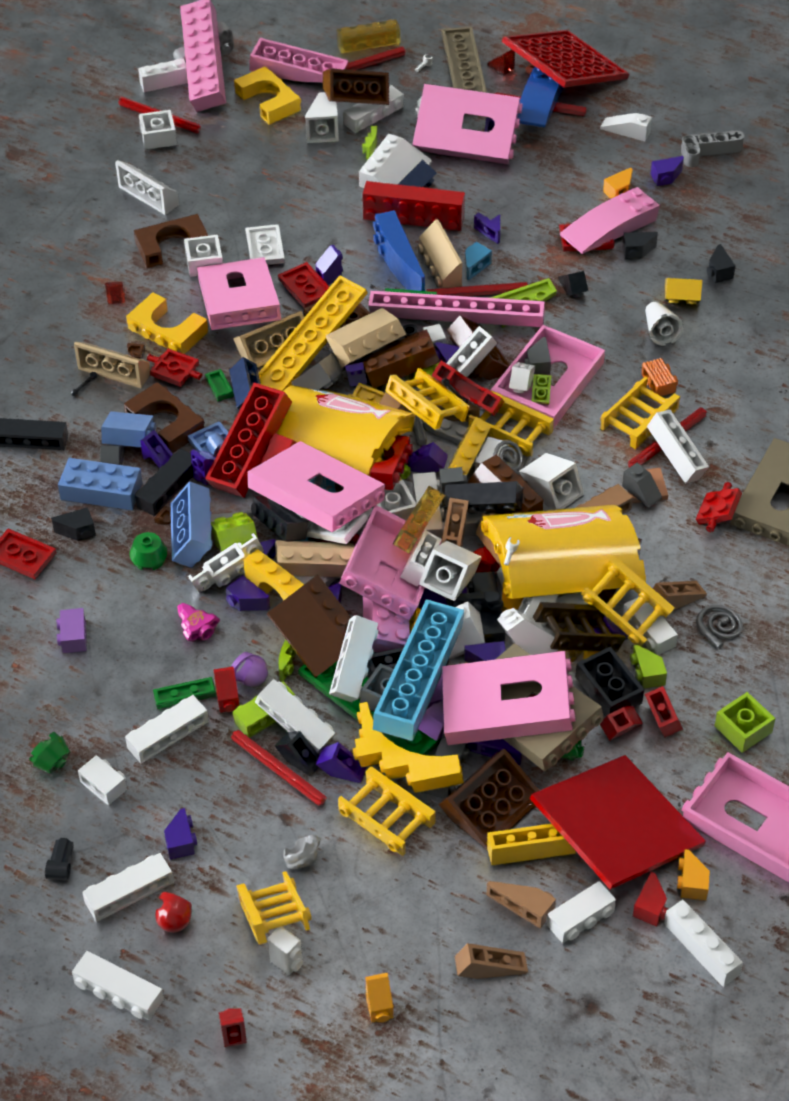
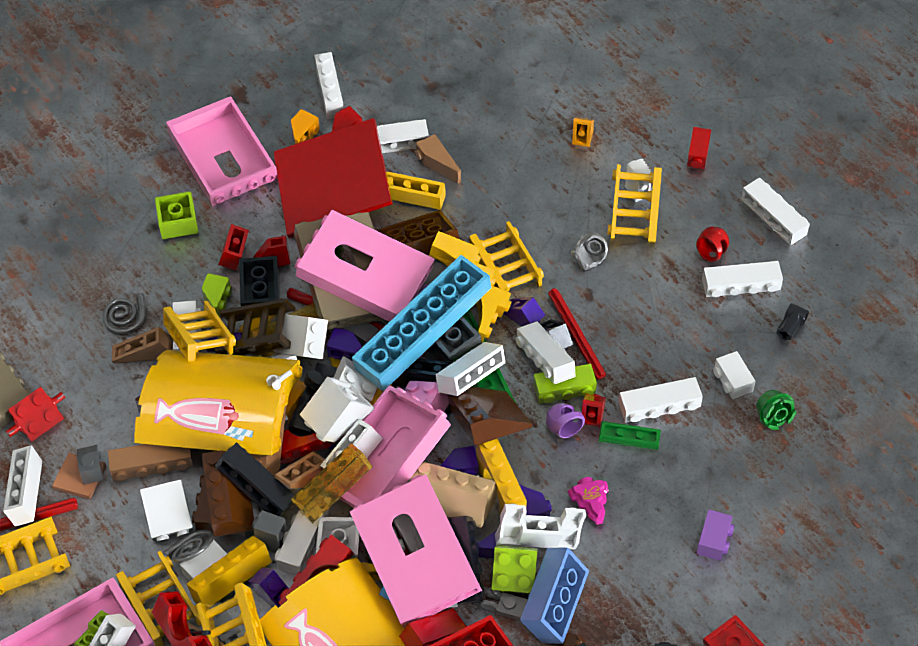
camera: 155 degrees left, 5 degrees up
(148, 551) = (607, 597): green cone -> none
(178, 836) = (686, 303): dark purple slope -> none
(285, 661) = (531, 414): lime slope -> none
(488, 962) = (490, 128): medium nougat slope -> none

